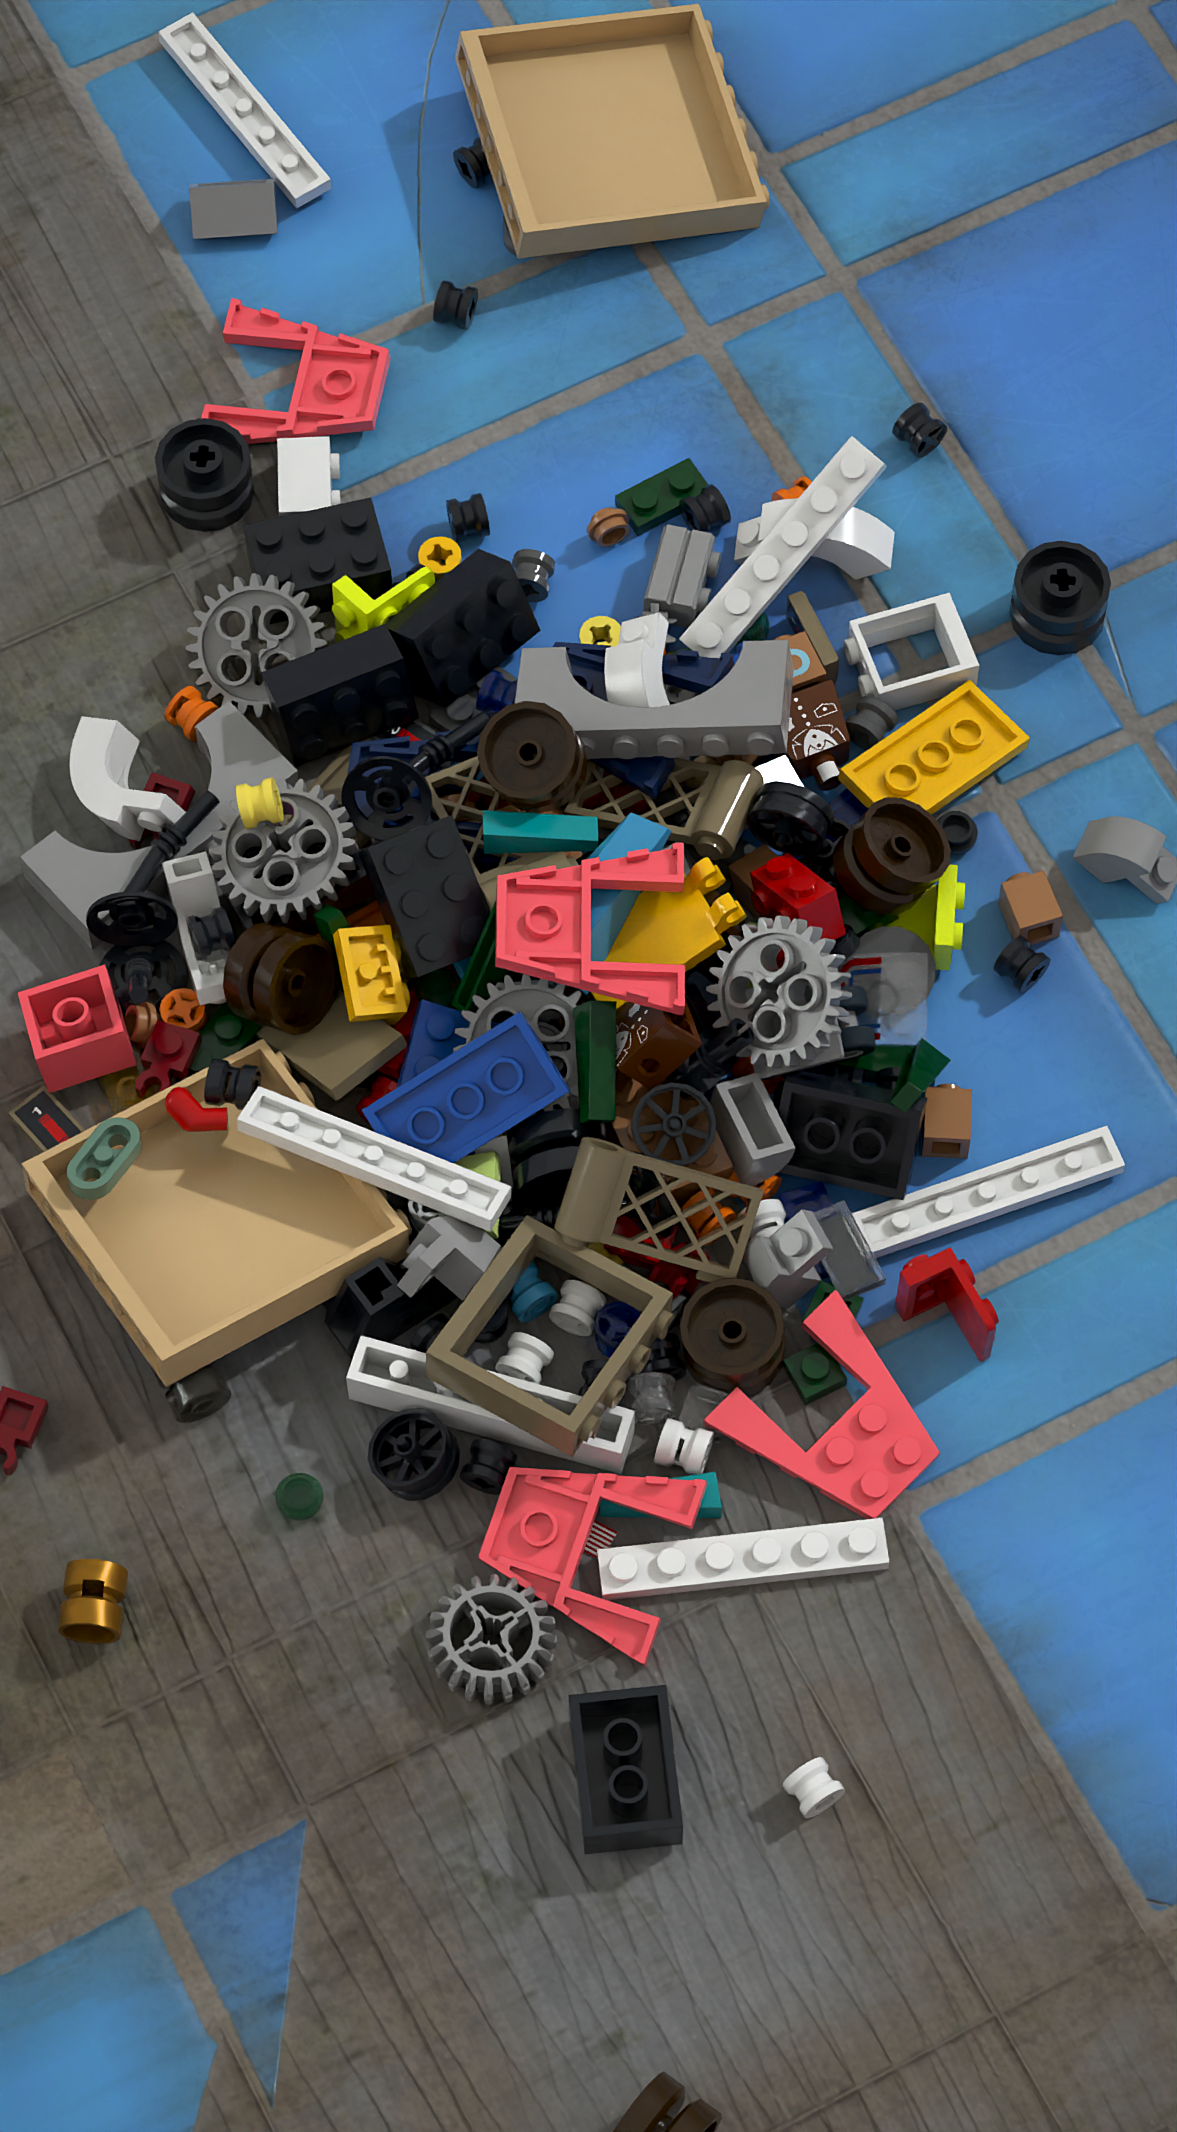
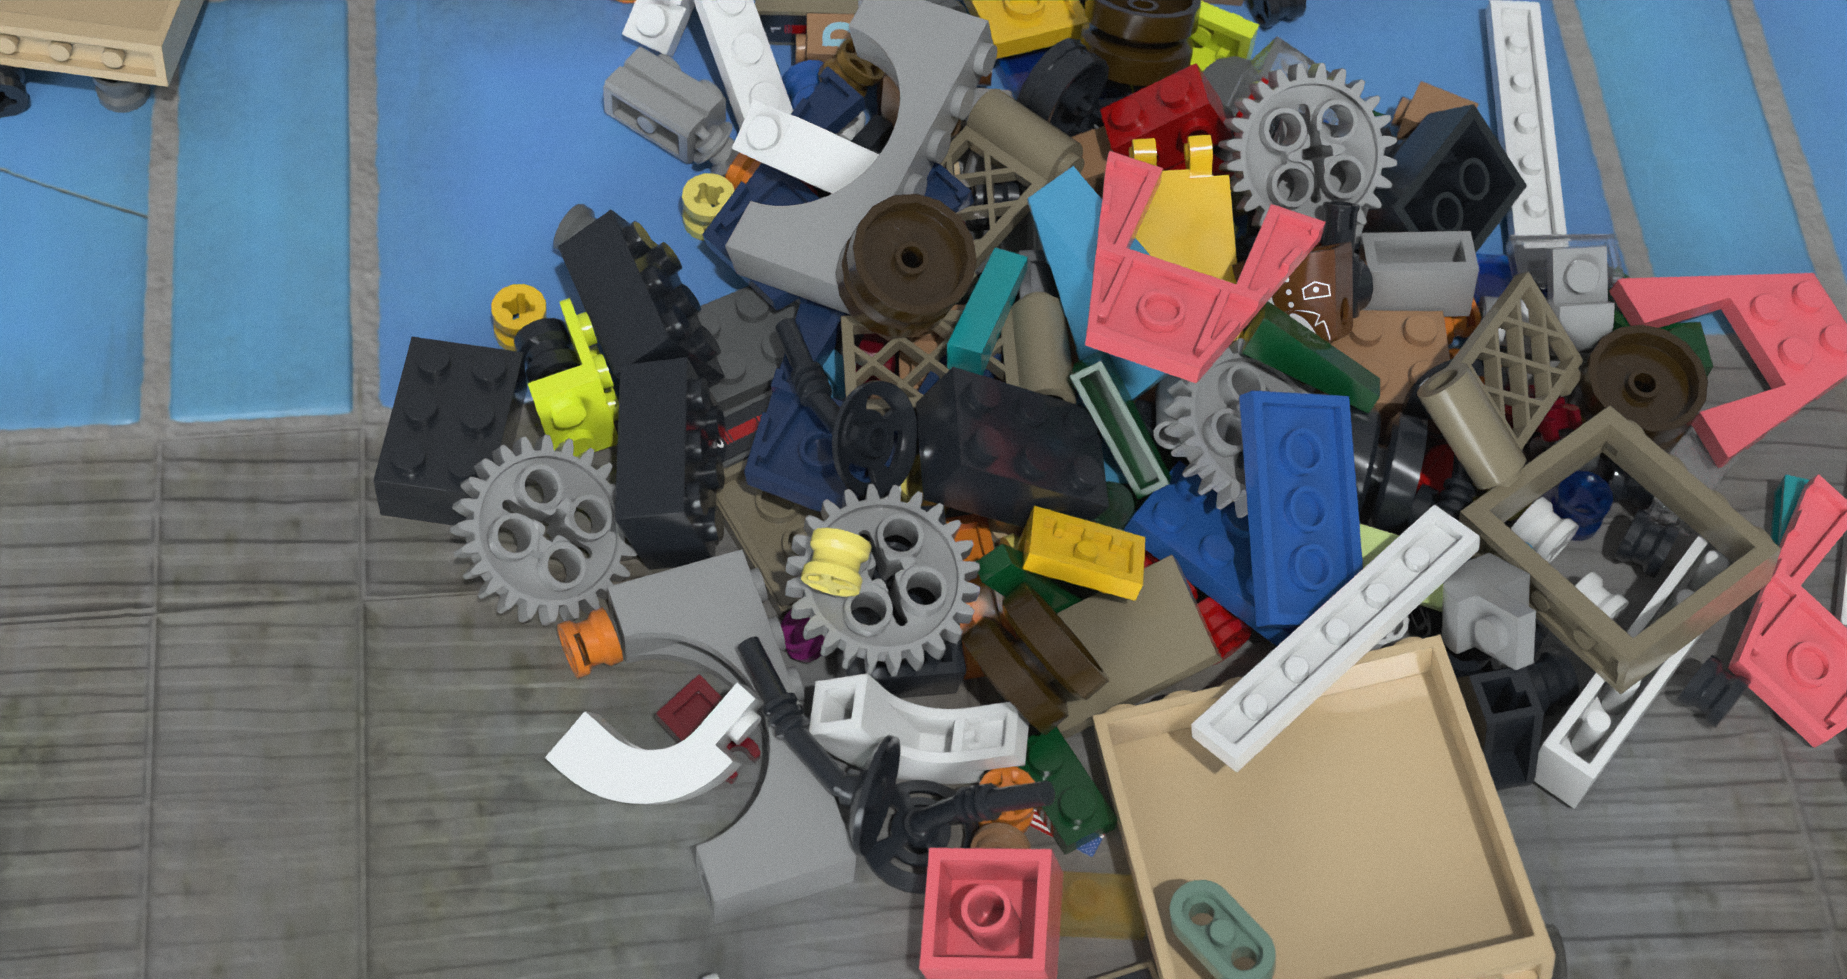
camera: 75 degrees left, 5 degrees down
(167, 1055) = (1071, 833): dark red plate -> none
(191, 1115) = (1186, 820): red arm -> none
(204, 474) = (263, 505): black wheel -> none
(211, 932) = (935, 712): black wheel -> none
(231, 1083) = (1167, 758): black wheel -> none
(299, 1496) = (1689, 905): clear green plate -> none
(306, 474) = (332, 409): white brick -> none
(335, 383) = (209, 330): coral wing -> none
(413, 1454) = (1685, 757): black wheel -> none
(455, 304) = (180, 176): black wheel -> none
(468, 517) = (476, 268): black wheel -> none
(496, 693) = (749, 309): clear blue wheel -> none
(608, 526) = (563, 144): medium nougat plate -> none
(658, 497) = (546, 88): dark green plate -> none
(674, 1123) = (1426, 319): black wheel -> none
(694, 1450) = (1750, 487): white wheel -> none
(705, 510) = (593, 51): black wheel -> none
(917, 1073) = (1425, 99): dark green piece -> none
(941, 1279) = (1662, 181): red bracket -> none

